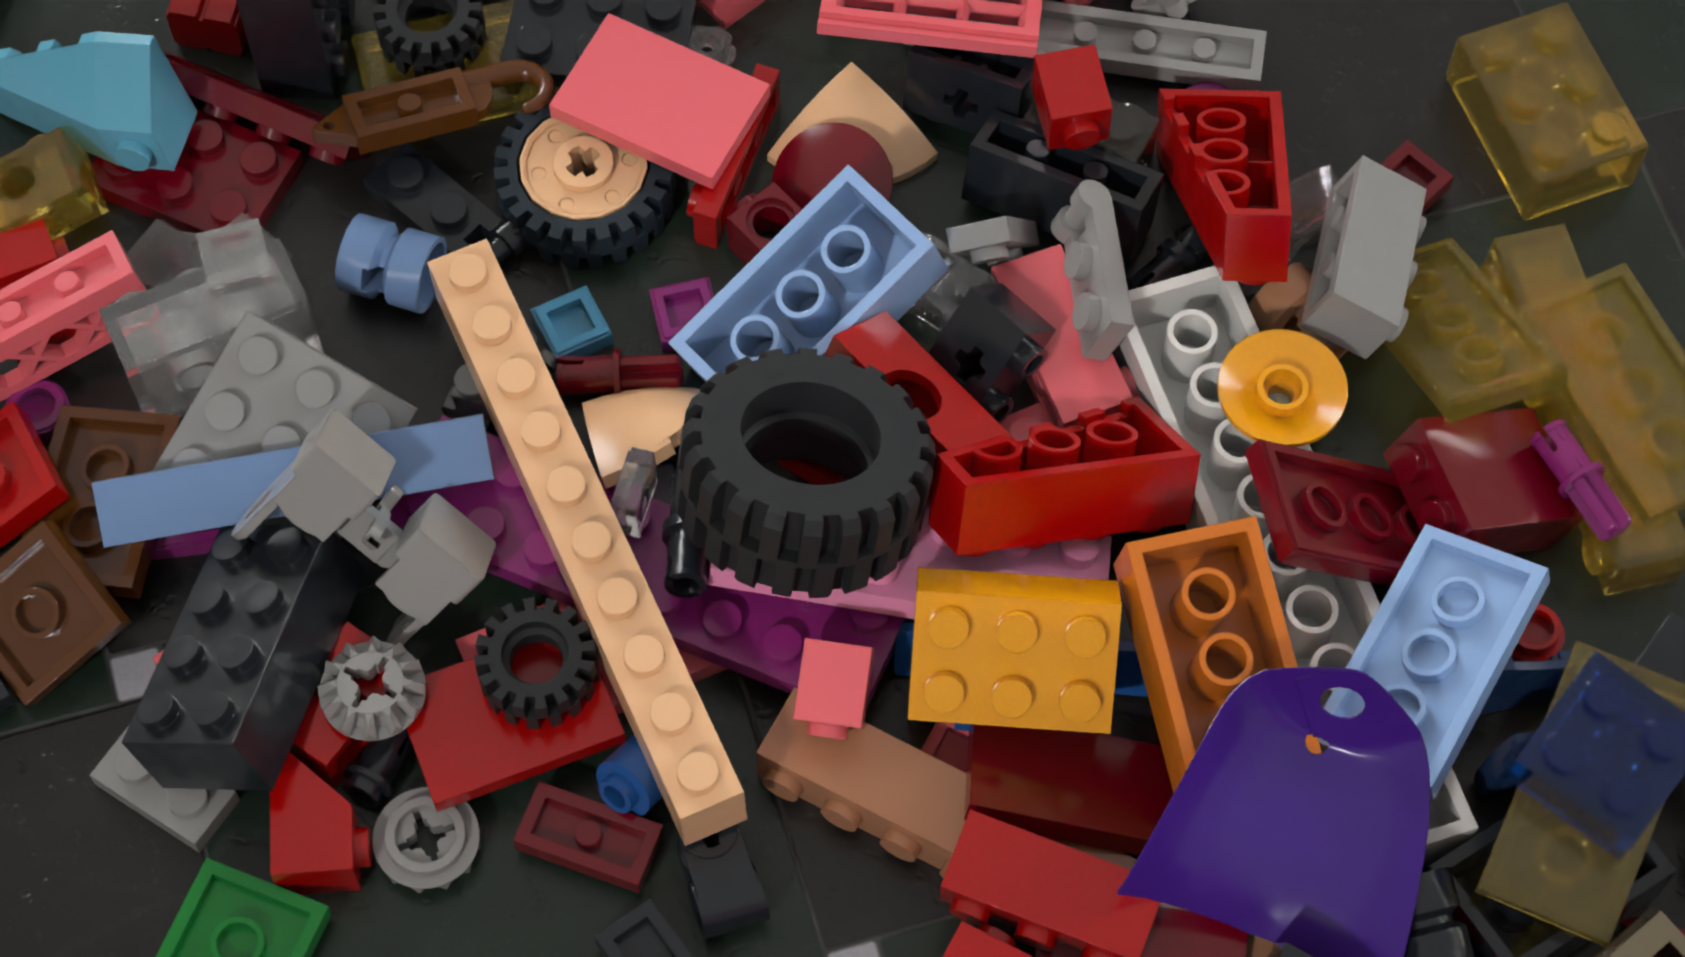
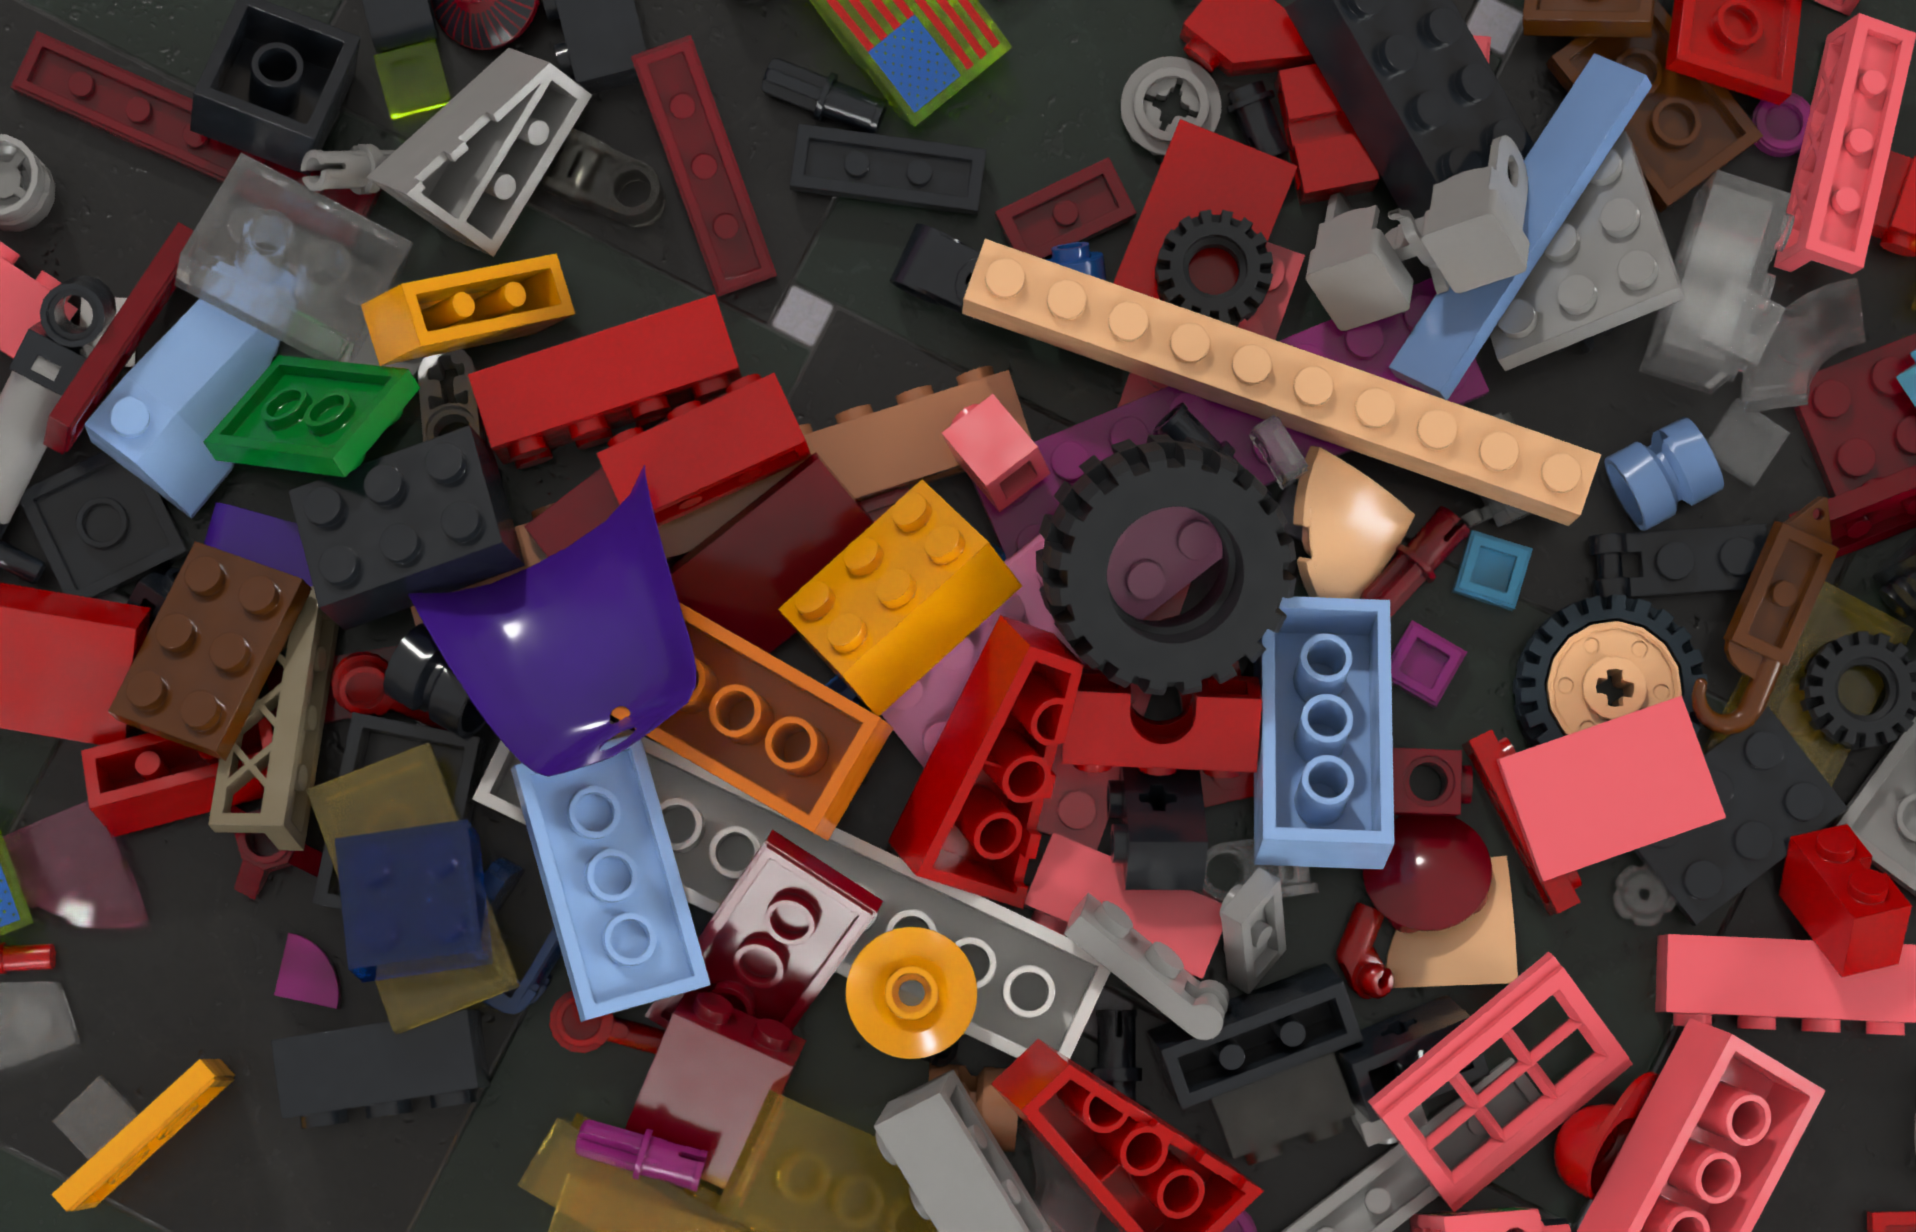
camera: 130 degrees right, 20 degrees up
(313, 242) = (1745, 442): none -> clear tile
(378, 715) = (1289, 170): light grey gear -> none
(934, 183) = (1359, 958): none -> red arm
(1072, 98) = (1299, 1084): red brick -> none

